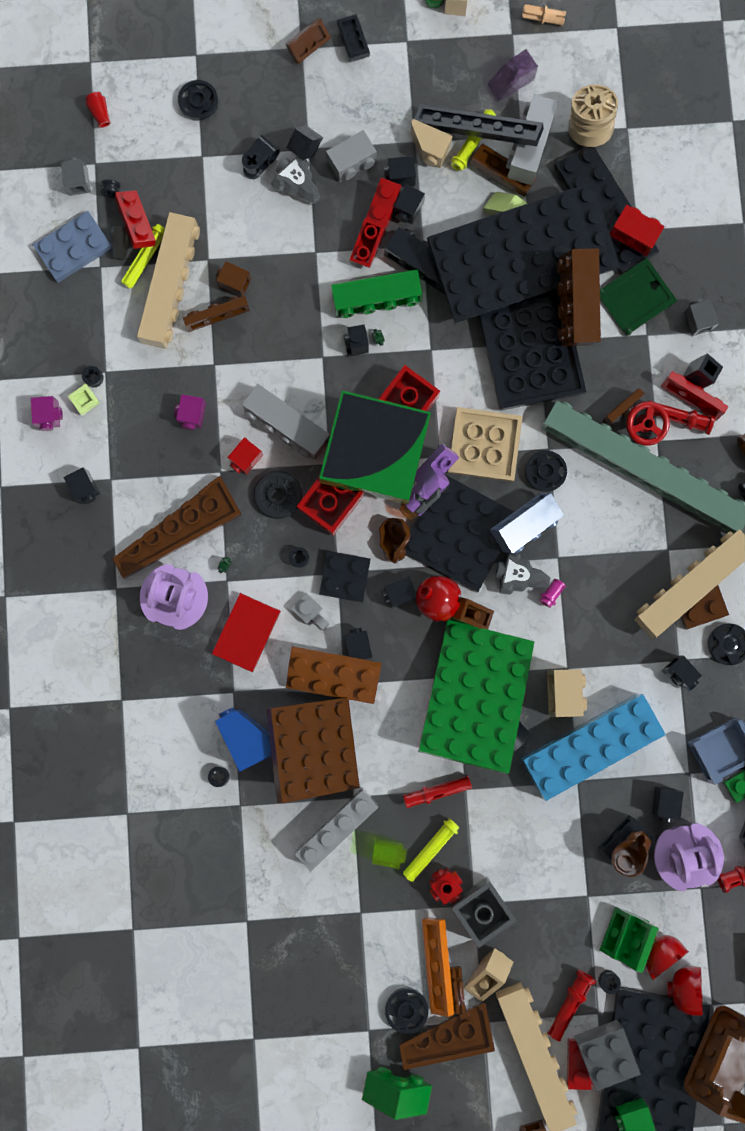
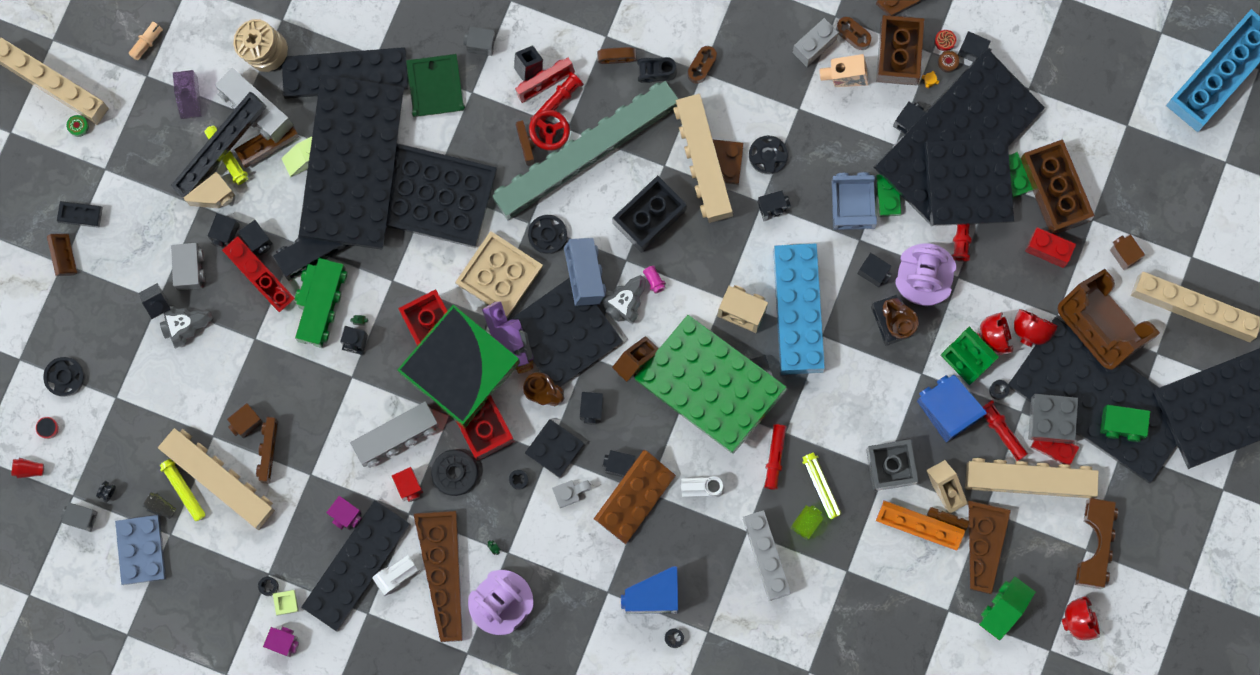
camera: 60 degrees left, 5 degrees down
(82, 486) = (363, 639): black brick -> none
(135, 219) = (146, 481): red plate -> none
(144, 109) = (47, 428): none -> black tile
(148, 446) = (355, 565): none -> black plate
(151, 484) = (390, 578): none -> white piece
(246, 632) = (561, 556): red tile -> none
(259, 157) = (144, 344): black piece -> none
(312, 749) = (689, 541): reddish brown plate -> none
(372, 731) = (699, 487): none -> white piece
(395, 267) = (306, 278): none -> green plate
(406, 1010) = (945, 570): black wheel -> none
(438, 598) = (612, 376): red cylinder -> none
(442, 878) = (853, 493): red brick -> none
(568, 944) = (950, 407): none -> blue slope
(579, 297) = (416, 135): reddish brown brick -> none
(614, 558) = (649, 214): none -> black brick
(637, 230) = (379, 57): red brick -> none

